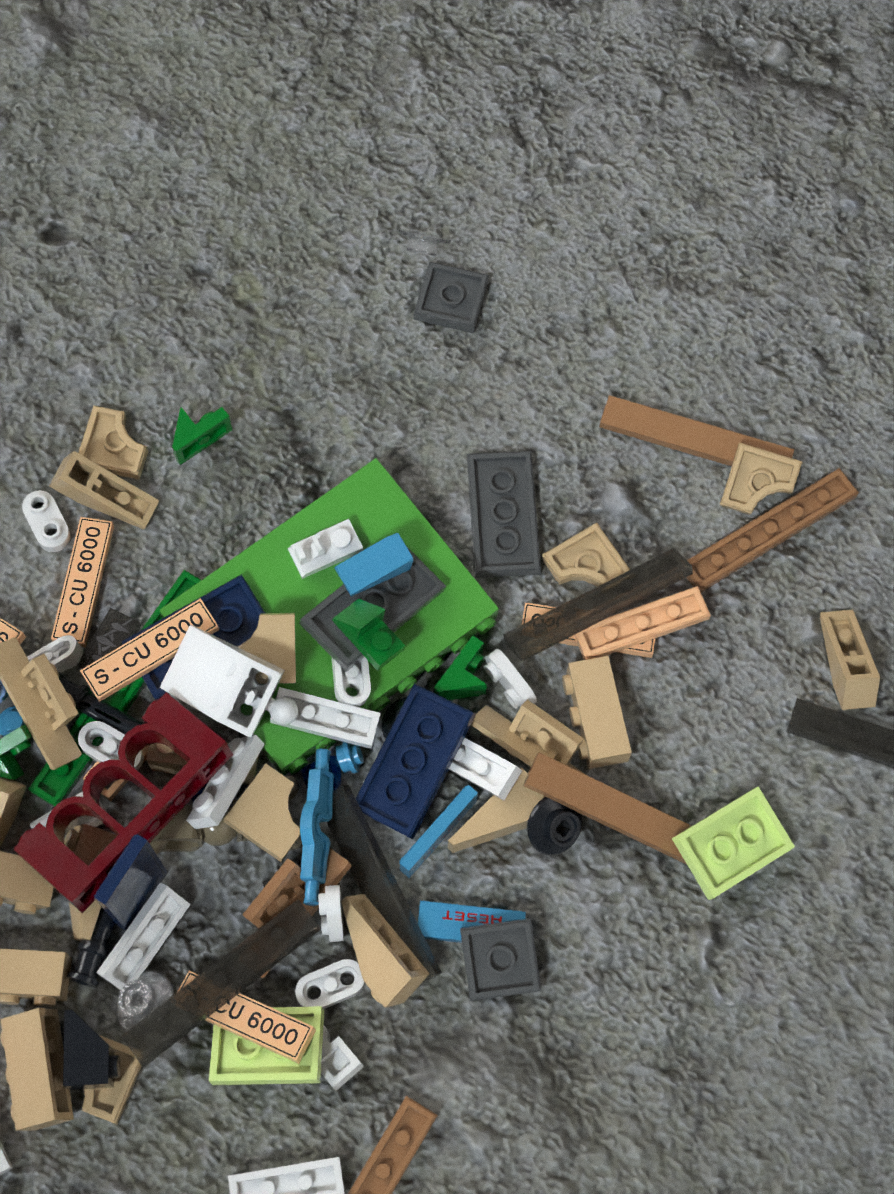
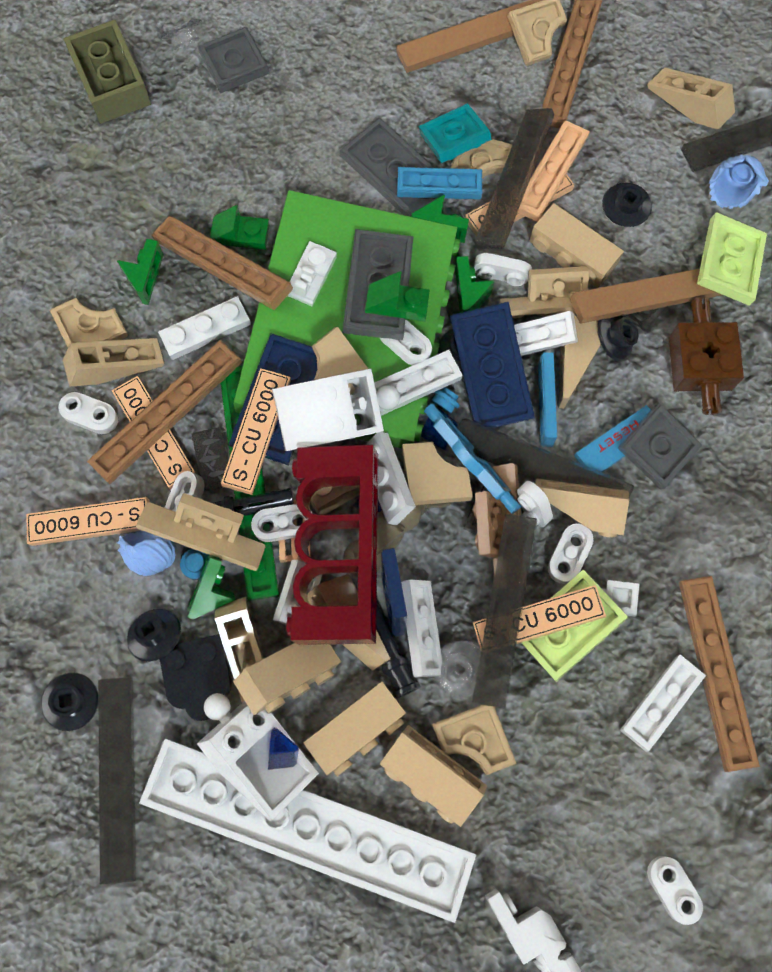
camera: 40 degrees left, 5 degrees up
(87, 1056) = (462, 735): black slope -> none
(105, 571) = (164, 412): none -> medium nougat tile
(206, 523) = (204, 328): none -> white plate
(264, 478) = (223, 262): none -> medium nougat tile
(313, 460) = (239, 231): none -> green slope
(325, 229) = (107, 71): none -> olive brick
(375, 564) = (359, 253): dark azure slope -> none
(493, 582) = (434, 213): none -> green slope
(526, 555) = (436, 182): none -> dark azure tile
(582, 519) = (455, 133): none -> teal plate
(613, 891) = (706, 356): none -> reddish brown brick
(695, 726) = (623, 212): none -> black piece
(806, 773) = (737, 181): none -> light blue hair

